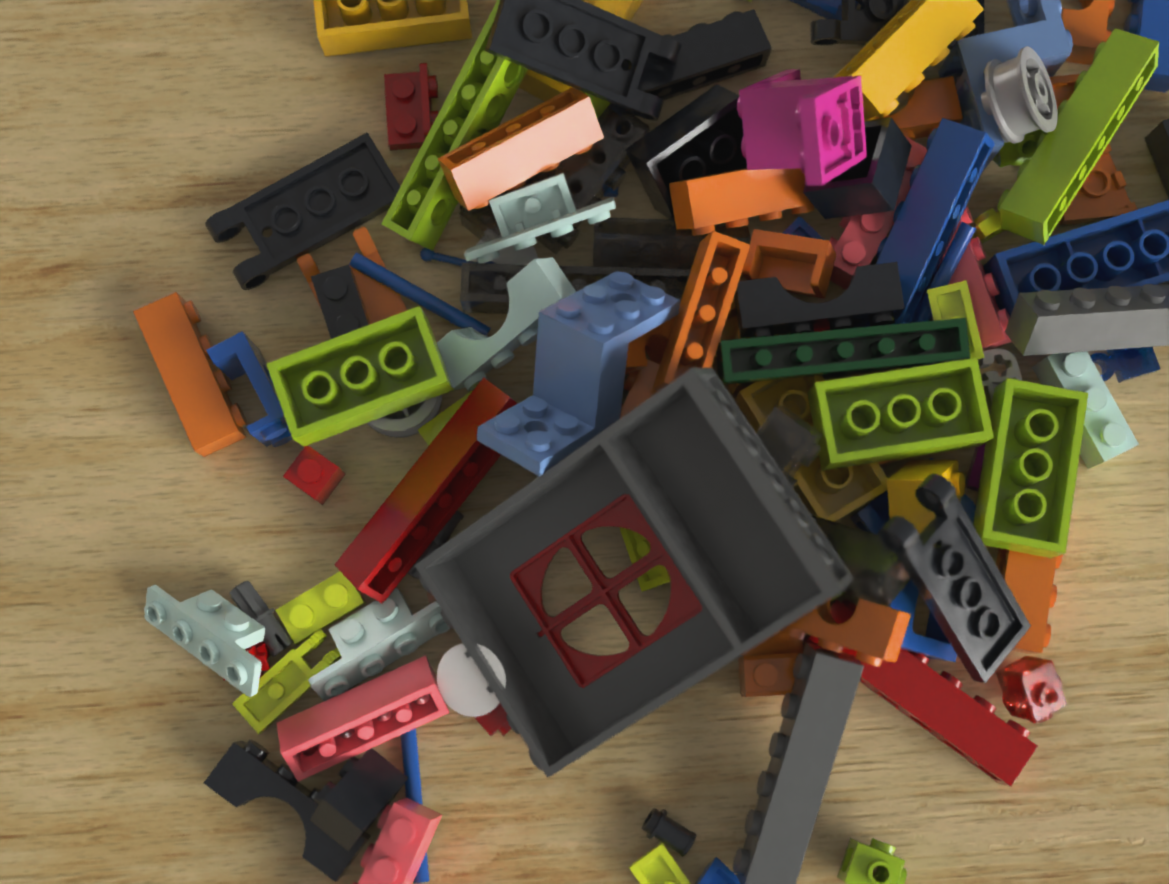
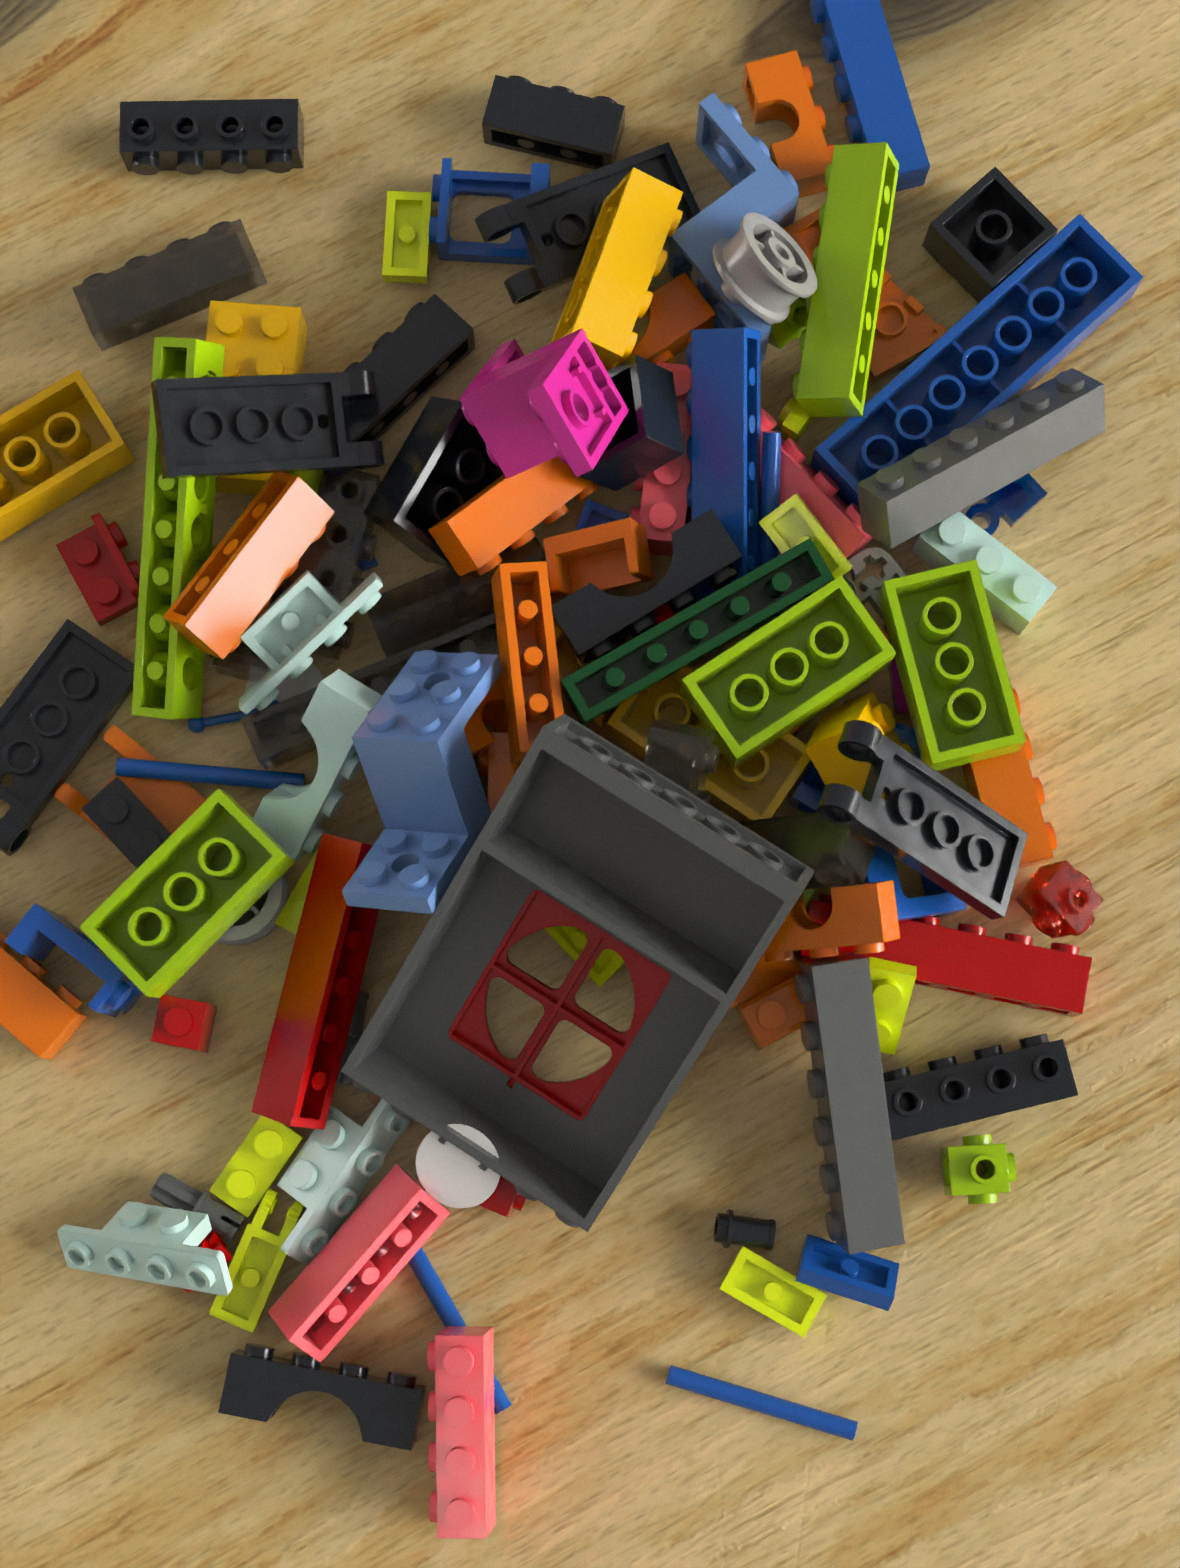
camera: 20 degrees left, 0 degrees up
(358, 798) = (393, 1350): black brick -> none
(870, 699) = (892, 992): none -> neon yellow plate
(902, 806) = (978, 1088): none -> black brick

